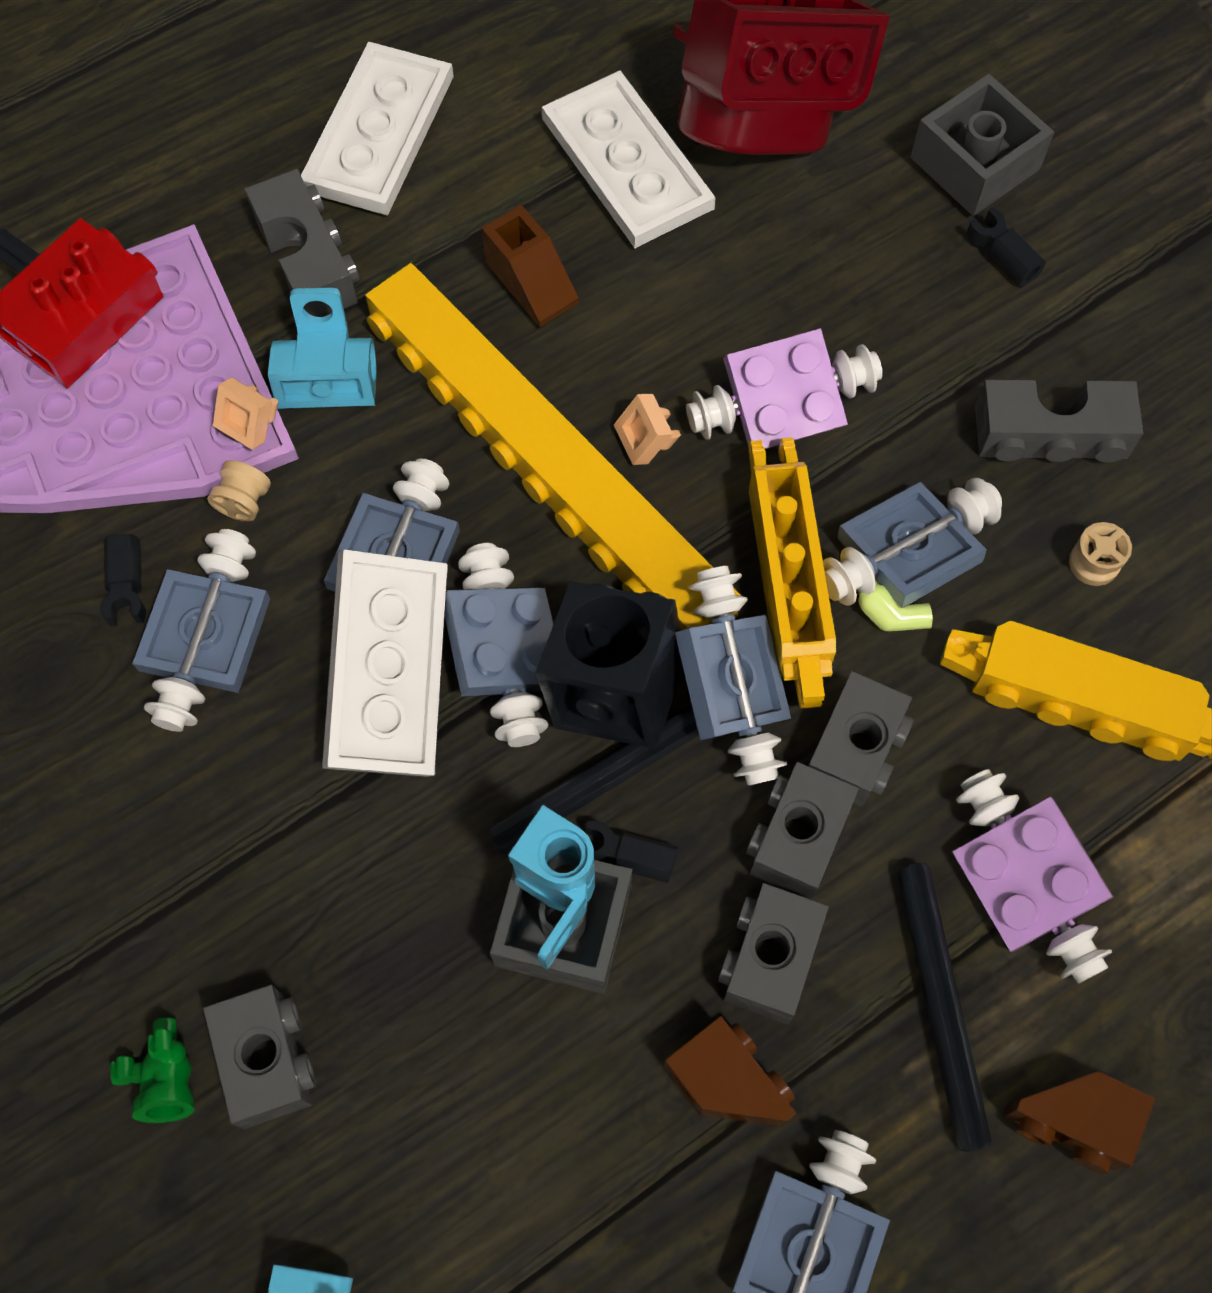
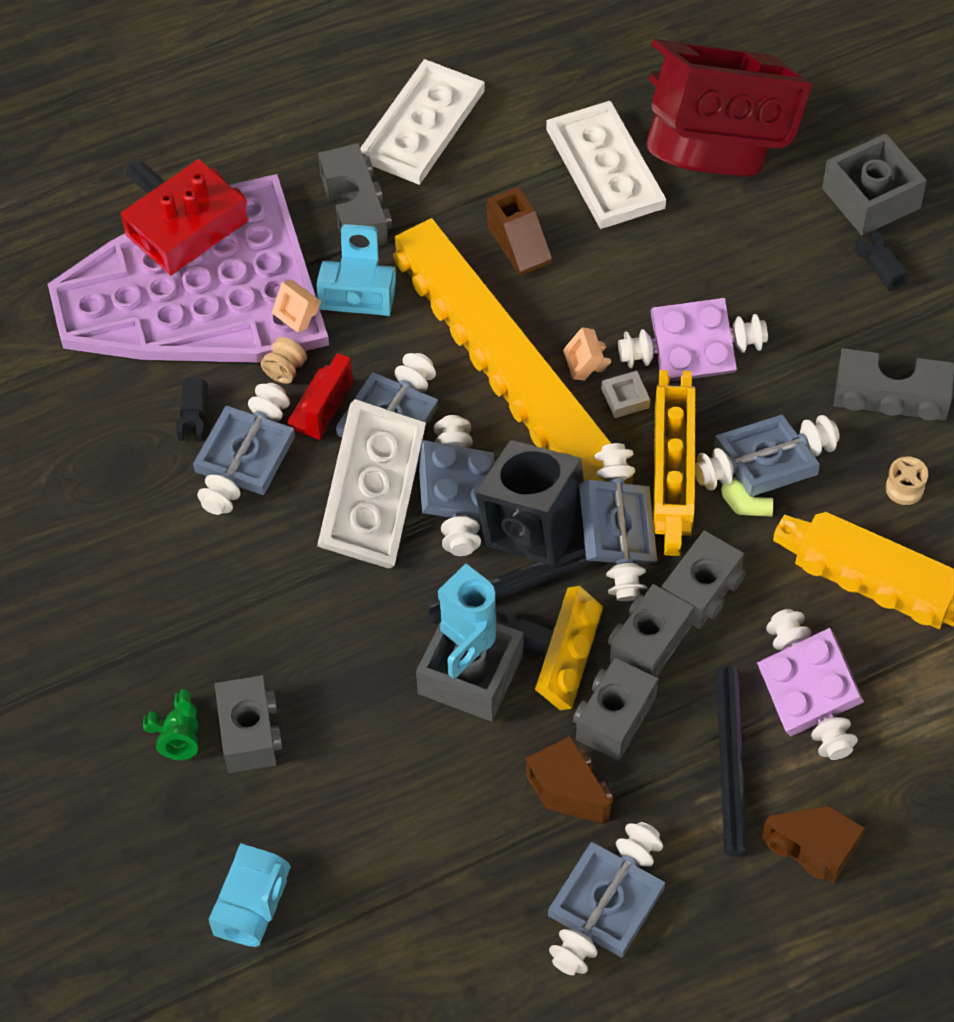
camera: 10 degrees right, 10 degrees down
(300, 541) = (323, 398): none -> red bracket
(695, 870) = (569, 648): none -> yellow plate
(708, 479) = (625, 394): none -> light grey plate

